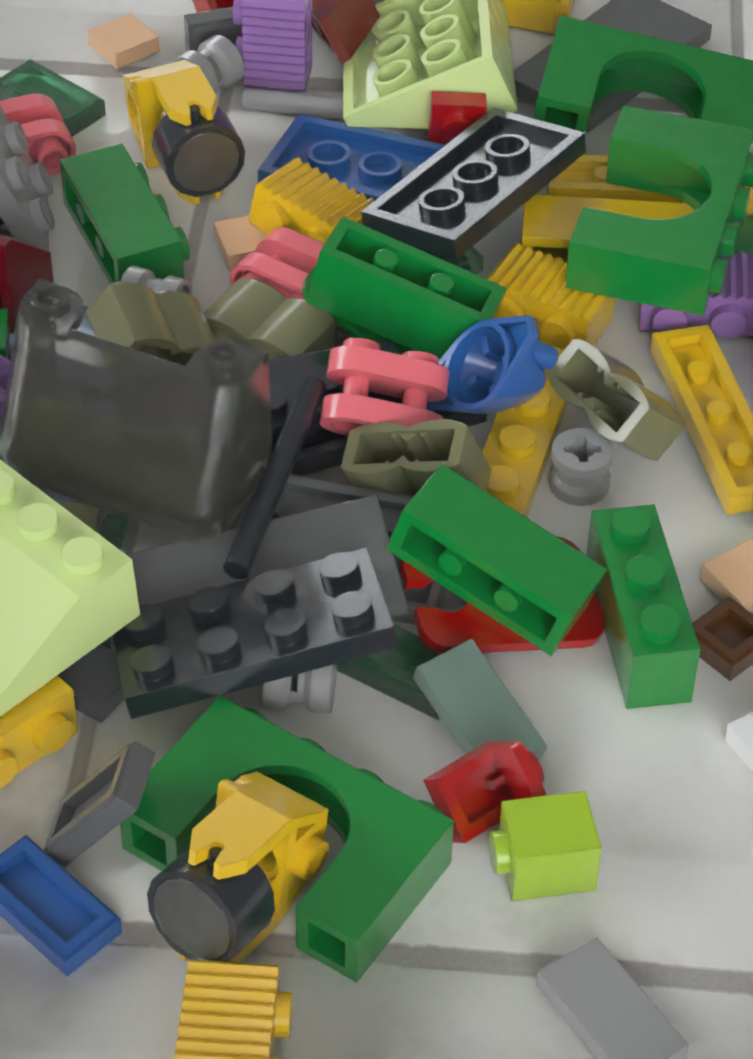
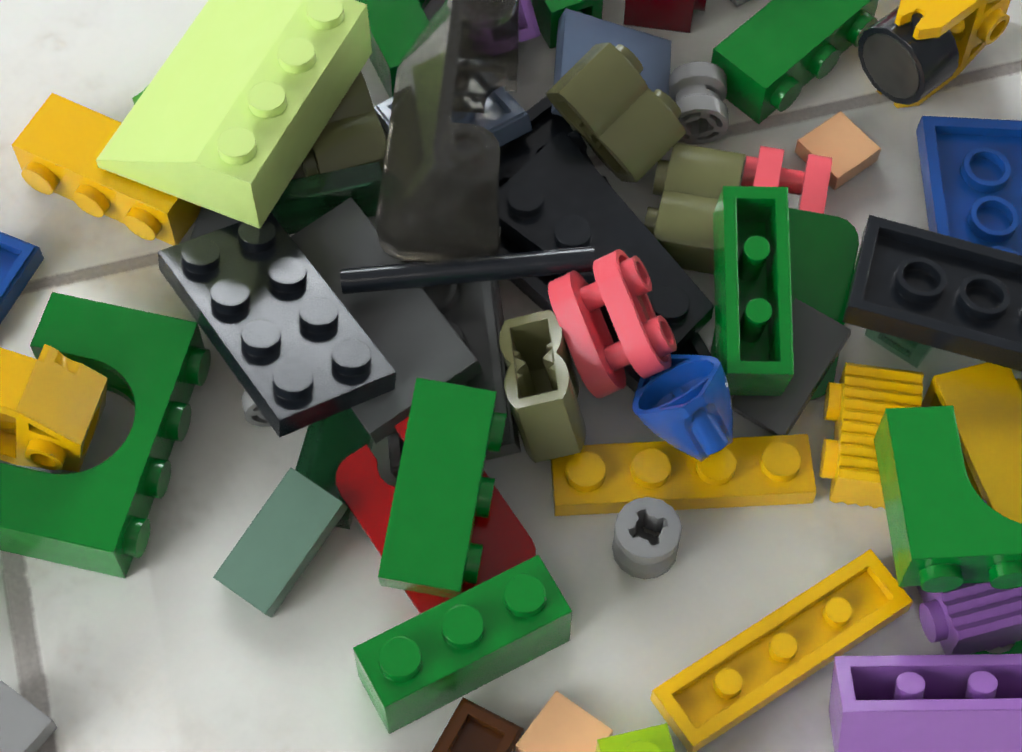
camera: 70 degrees right, 15 degrees up
(99, 803) = (52, 278): dark grey tile -> none
(304, 201) = (881, 173): yellow brick -> none
(478, 782) = (184, 572): red bracket -> none
(546, 846) = (137, 646): lime brick -> none
(615, 400) = (736, 539): olive brick -> none

